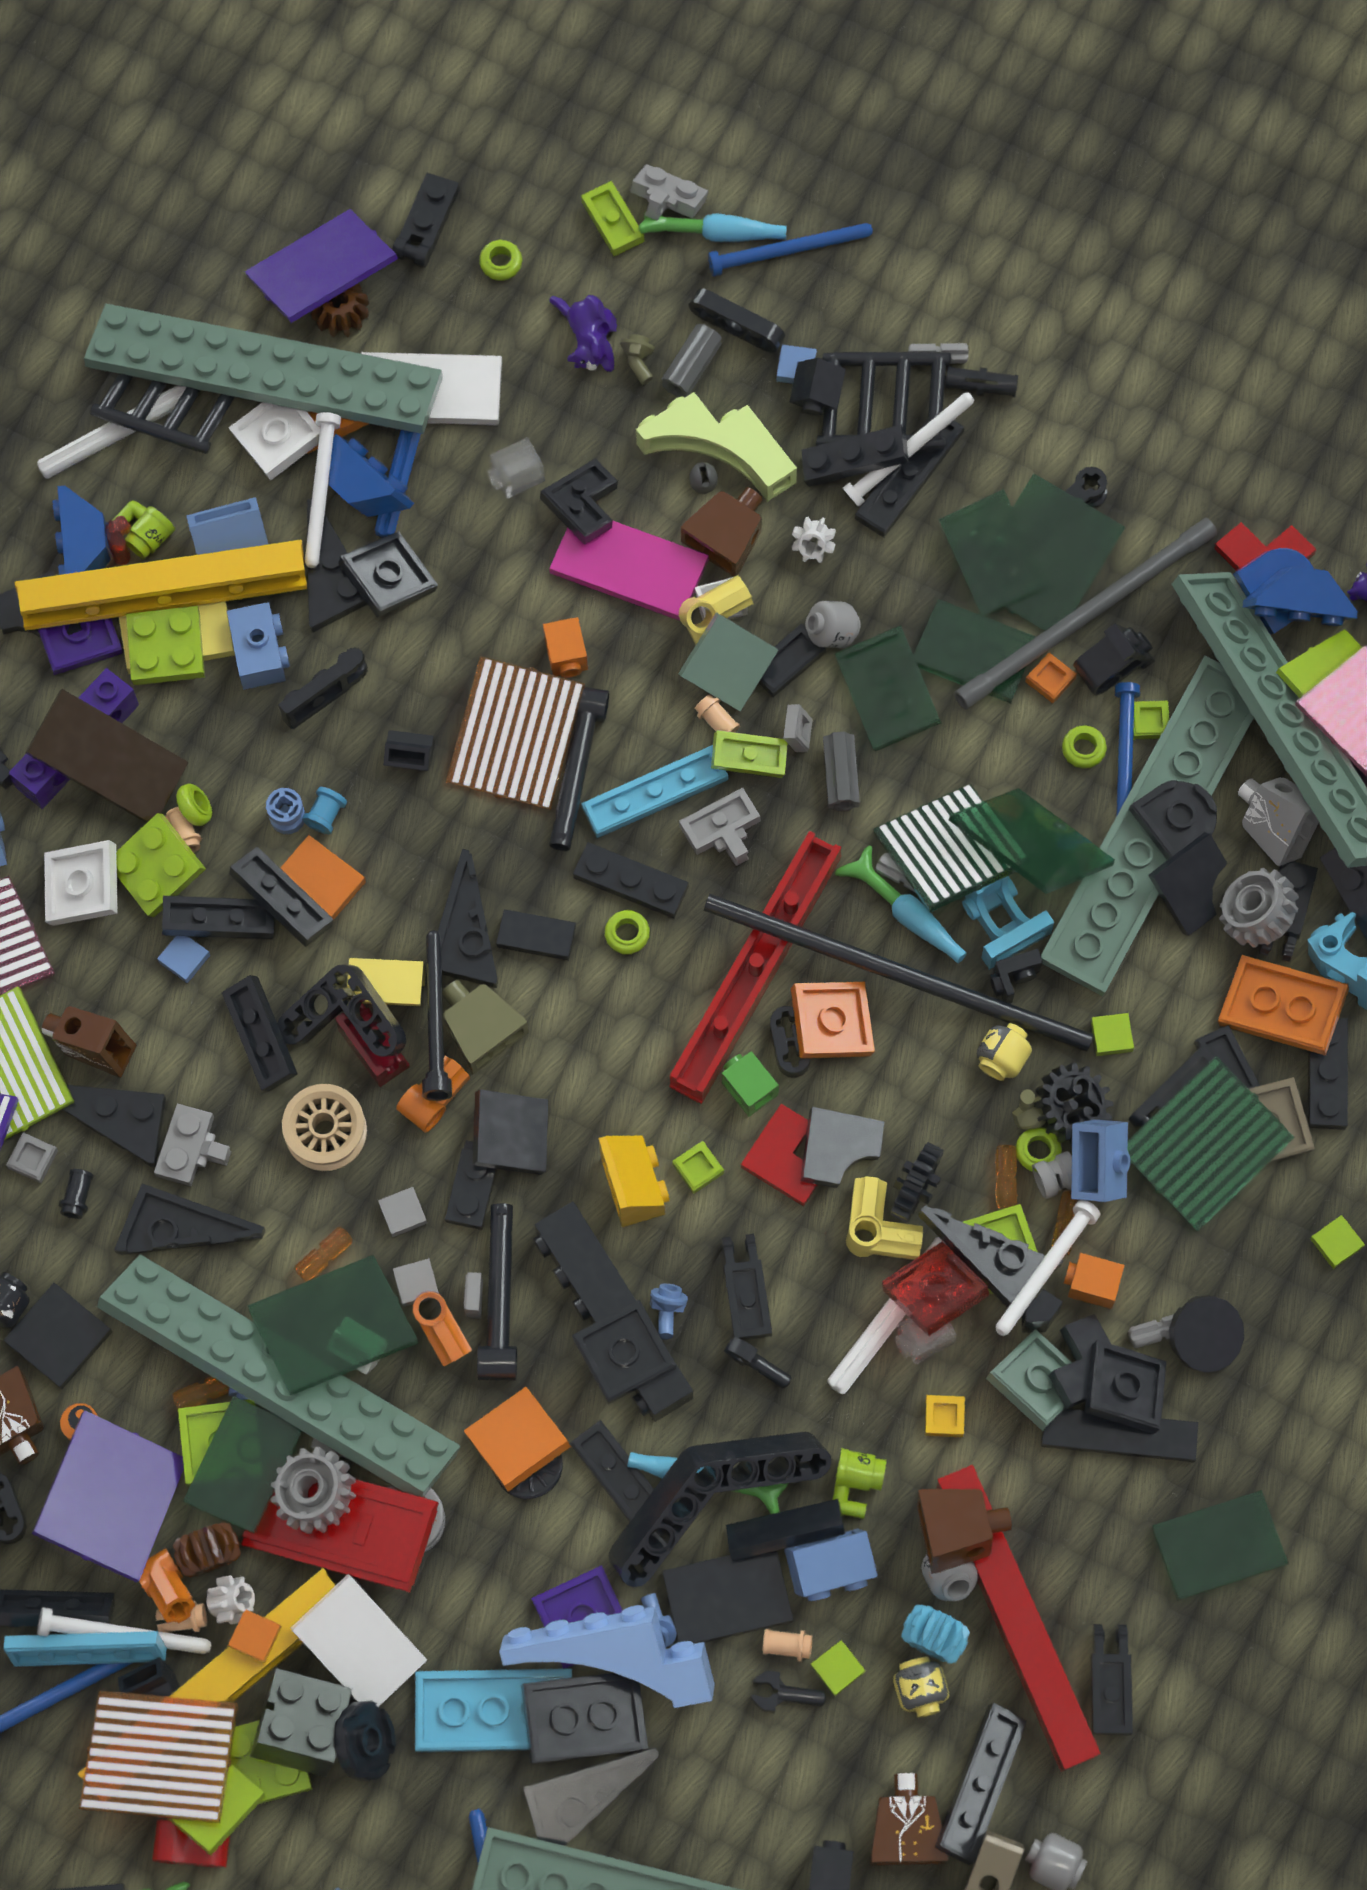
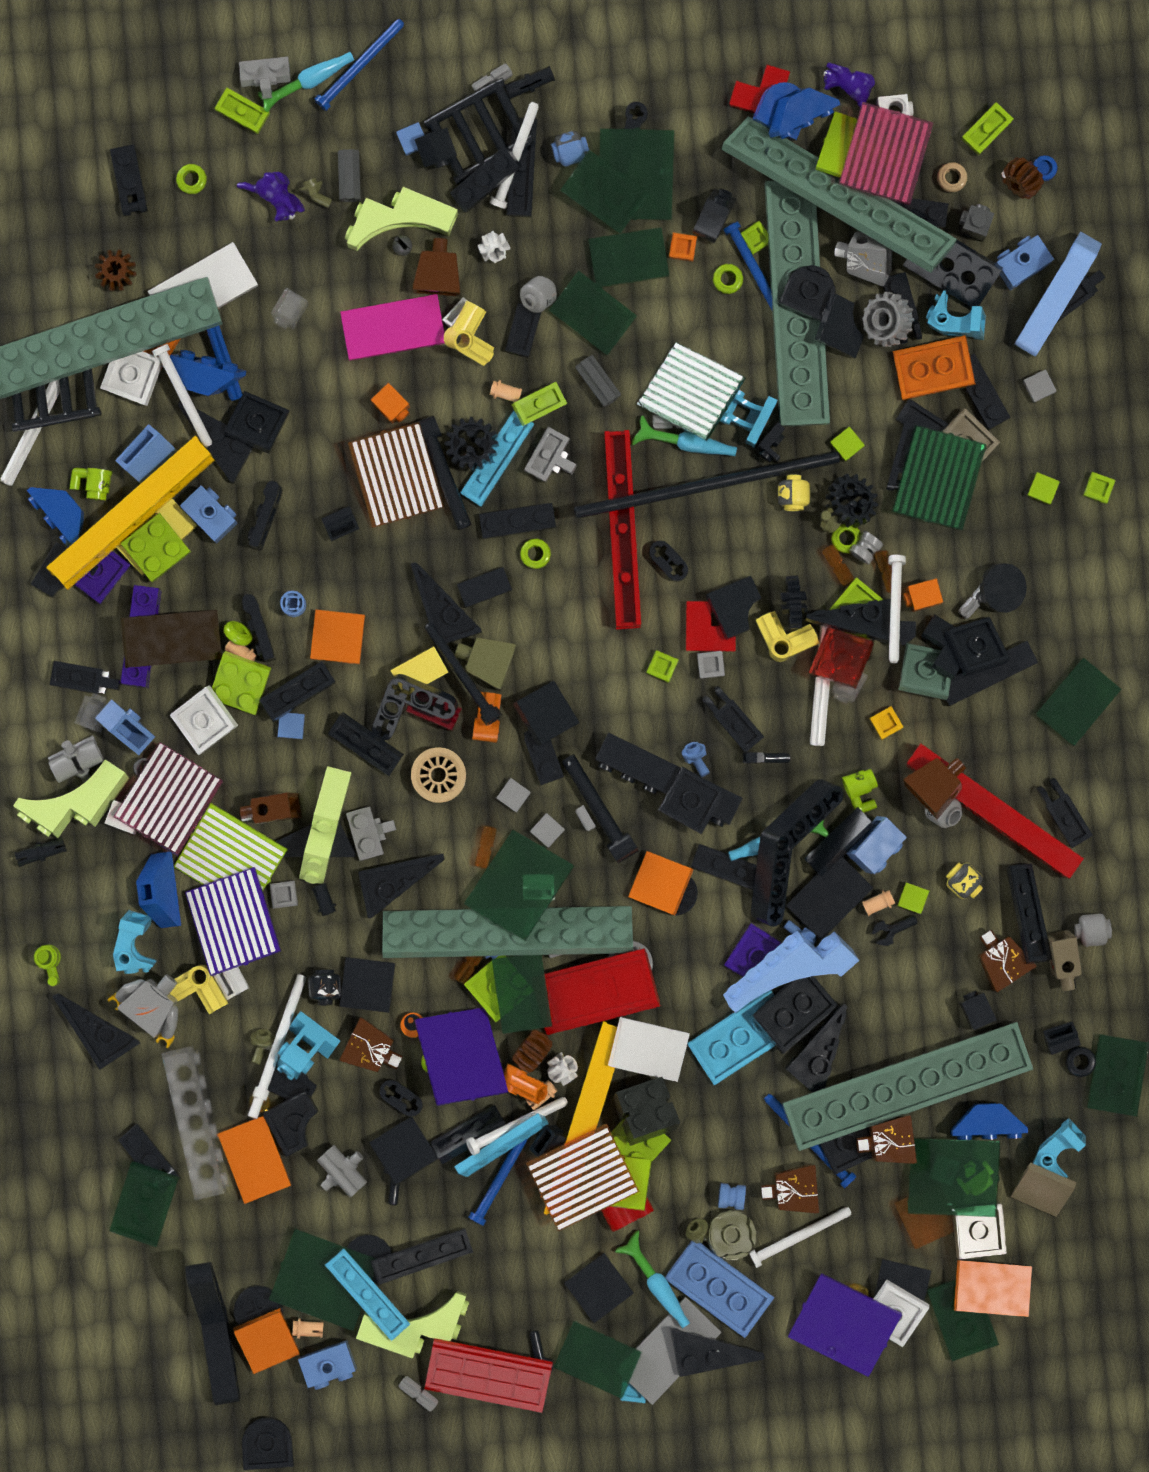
camera: 40 degrees left, 15 degrees up
(117, 545) = (80, 497): clear red arm -> none
(140, 1093) = (324, 825): none -> yellowish green arch
(224, 815) = (258, 627): none -> black hinge
(254, 1635) = (591, 1081): orange tile -> none
(281, 896) = (326, 657): black plate -> none
(321, 265) = (88, 251): dark purple piece -> none
(324, 810) = (315, 589): dark azure bush -> none
(329, 1501) = (558, 986): light grey gear -> none
(364, 1740) = (686, 1099): black tile -> none
(442, 1331) = (580, 848): orange piece -> none
(575, 500) = (335, 306): black tile -> none
(632, 1178) = (632, 697): yellow slope -> none
(645, 736) = (458, 444): none -> black gear
(728, 661) = (493, 356): sand green tile -> none
(736, 320) = (359, 132): black beam -> none
(749, 1082) = (661, 600): bright green brick -> none
(761, 1201) = (710, 664): none -> light grey plate
(798, 728) = (557, 370): light grey tile -> none
(832, 1019) = (685, 534): tile -> none
(935, 1633) = (956, 848): medium azure gear -> none
(980, 479) = (569, 148): none -> medium blue head
(985, 683) = (650, 276): dark grey piece -> none
(1031, 840) = (737, 360): clear green piece -> none
(1099, 1160) = (887, 526): medium blue brick -> none

